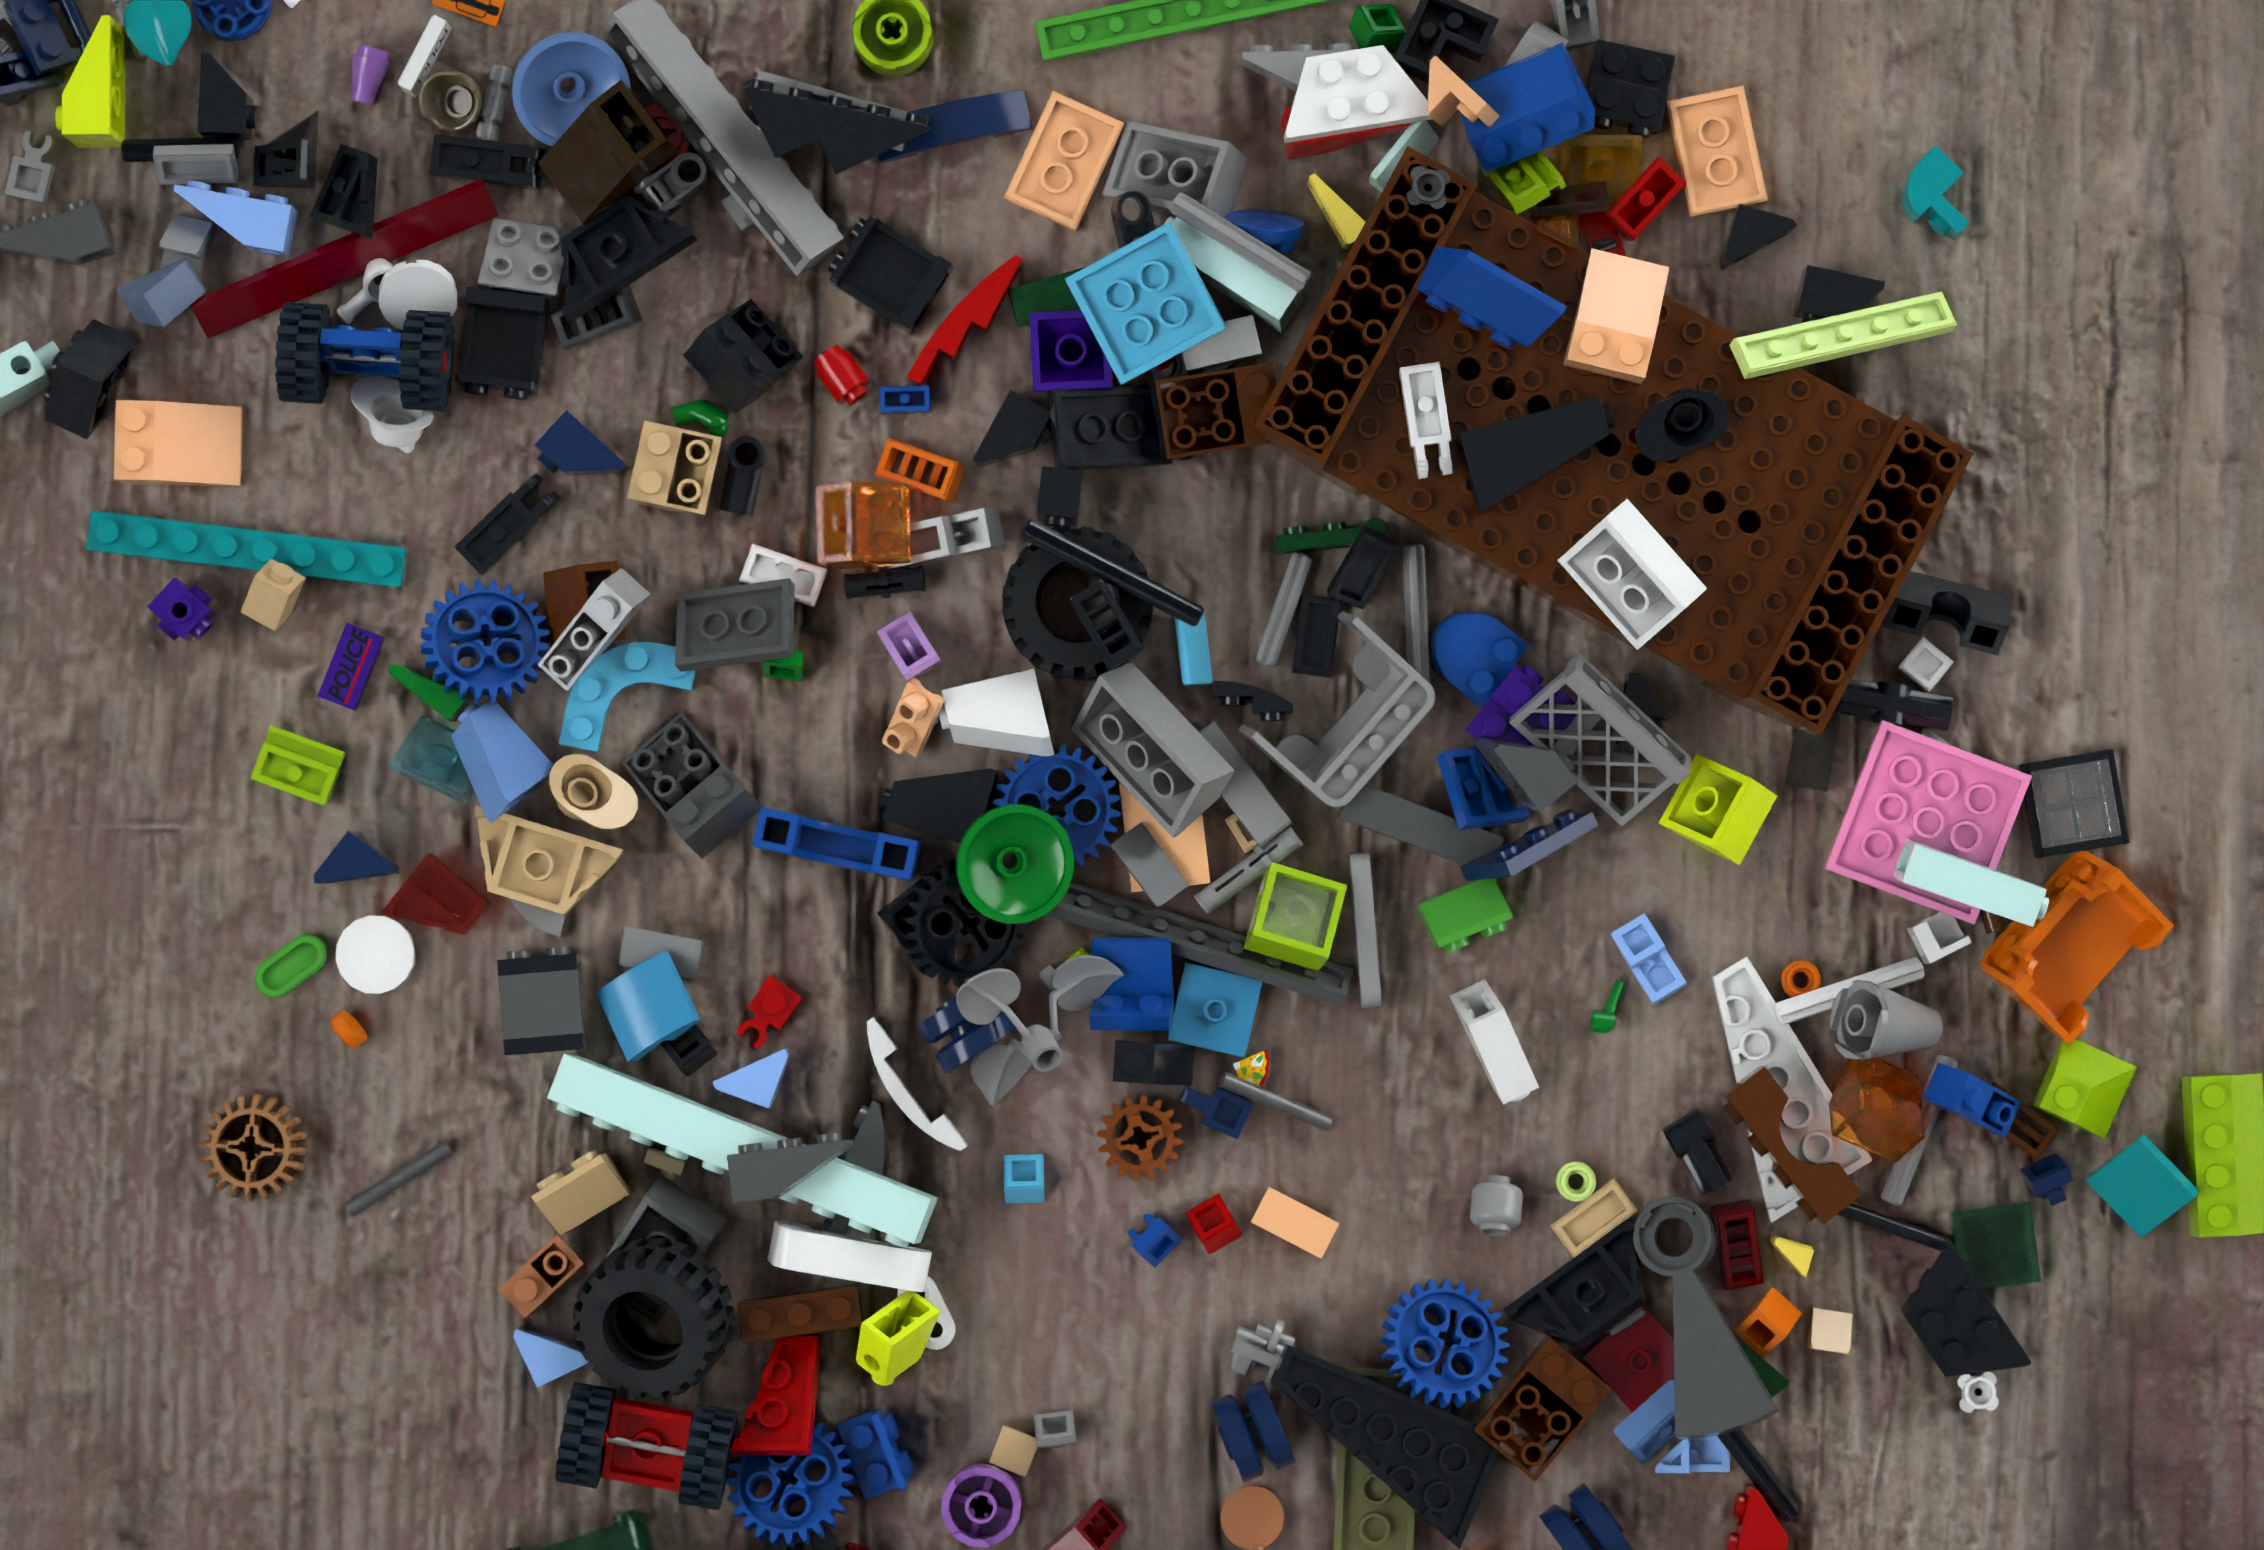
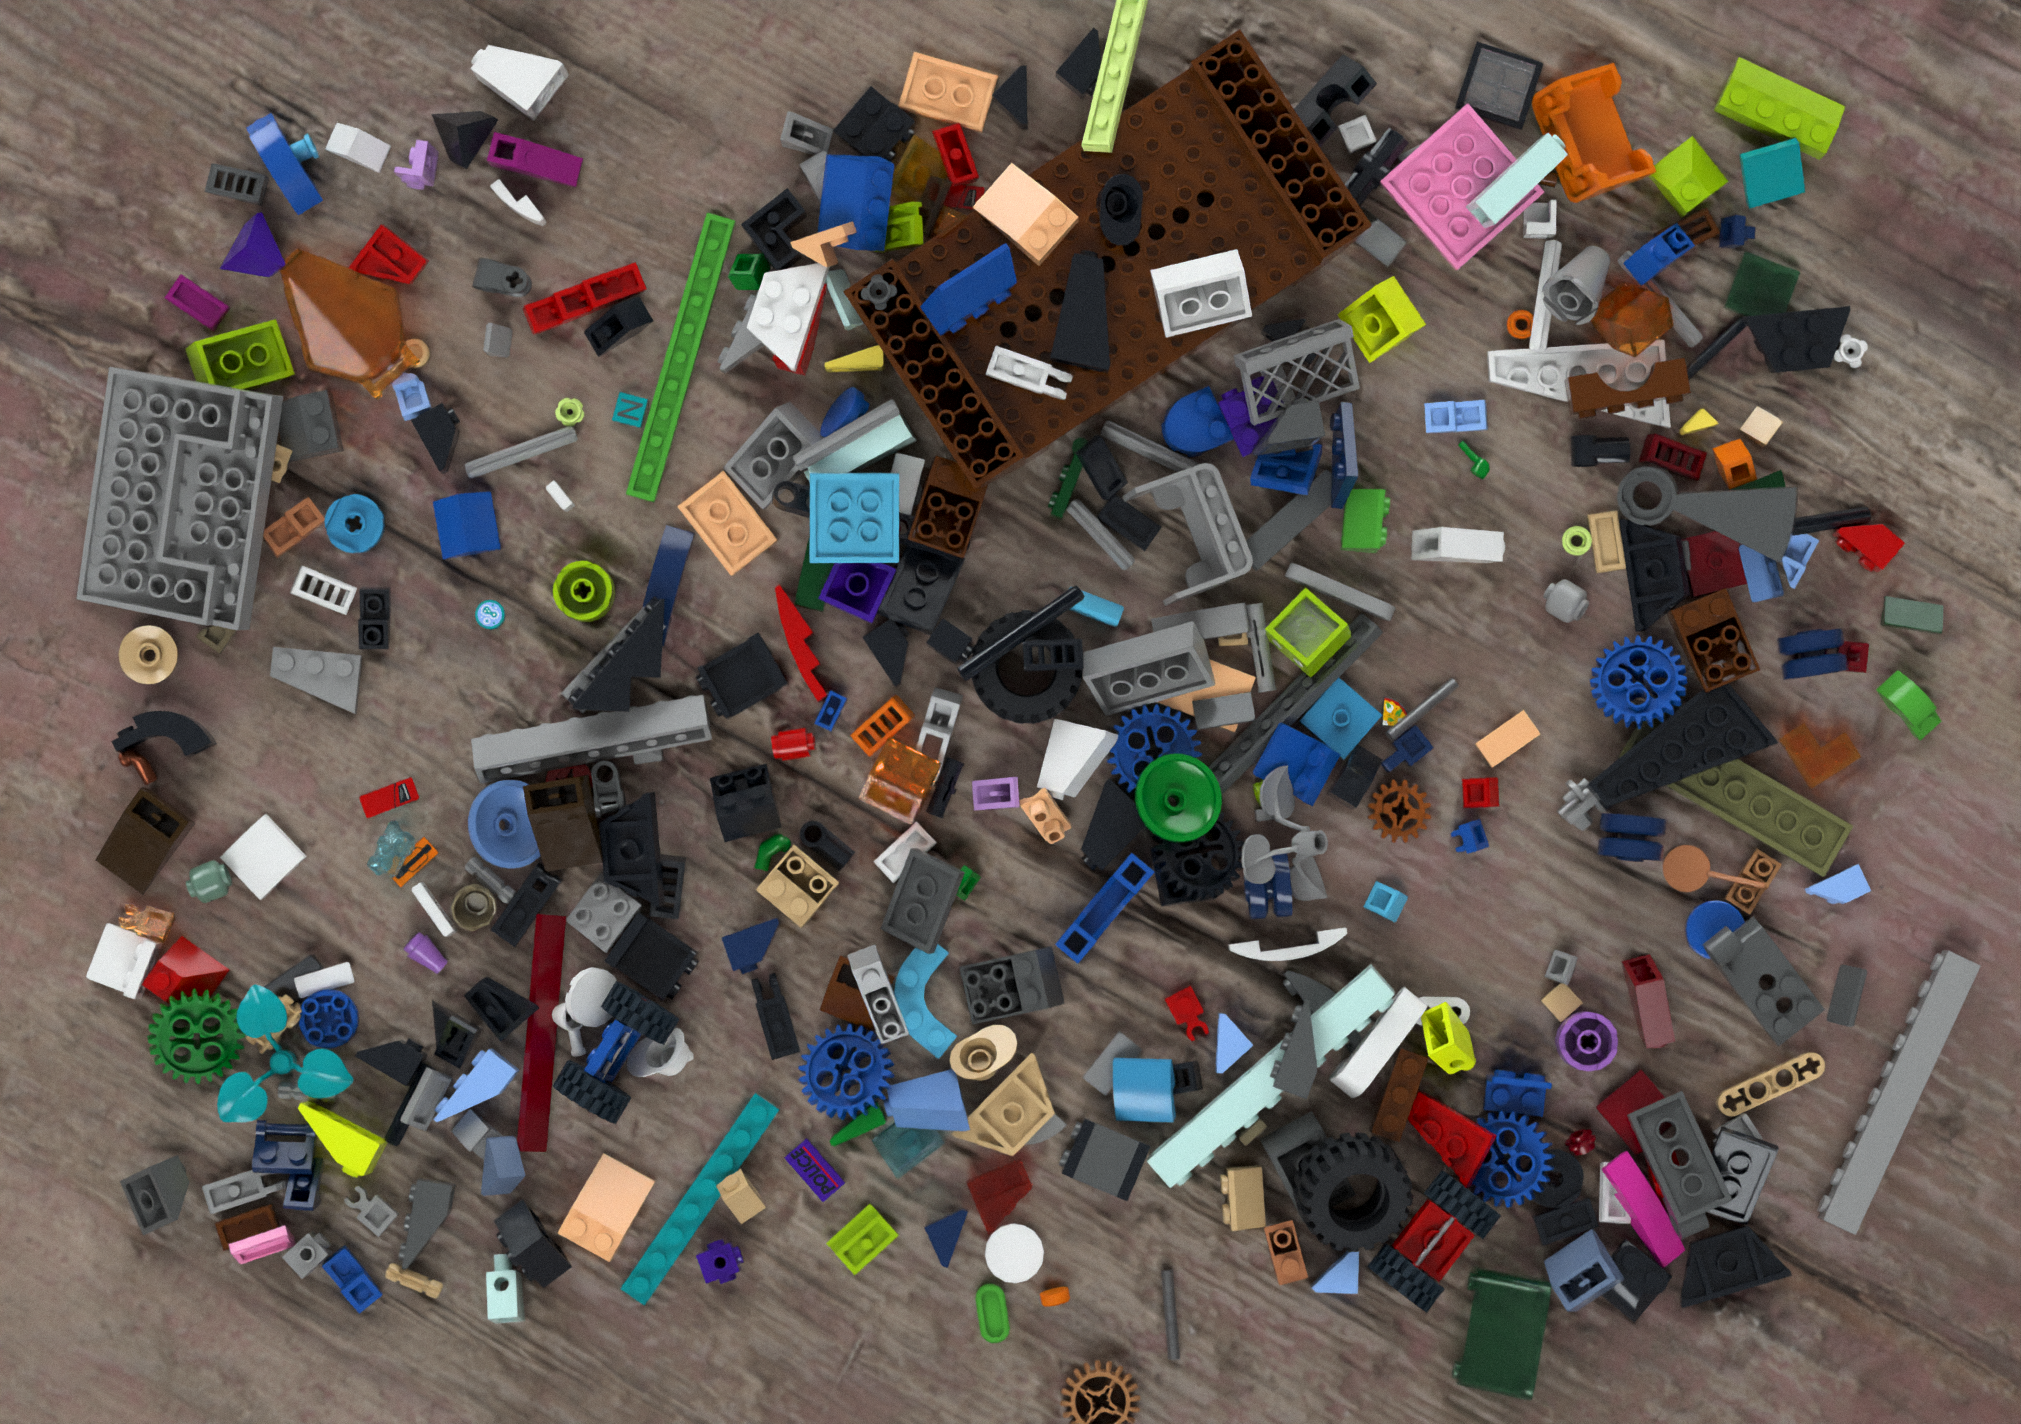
camera: 55 degrees left, 0 degrees up
(1267, 704) = (1155, 579): black slope -> none

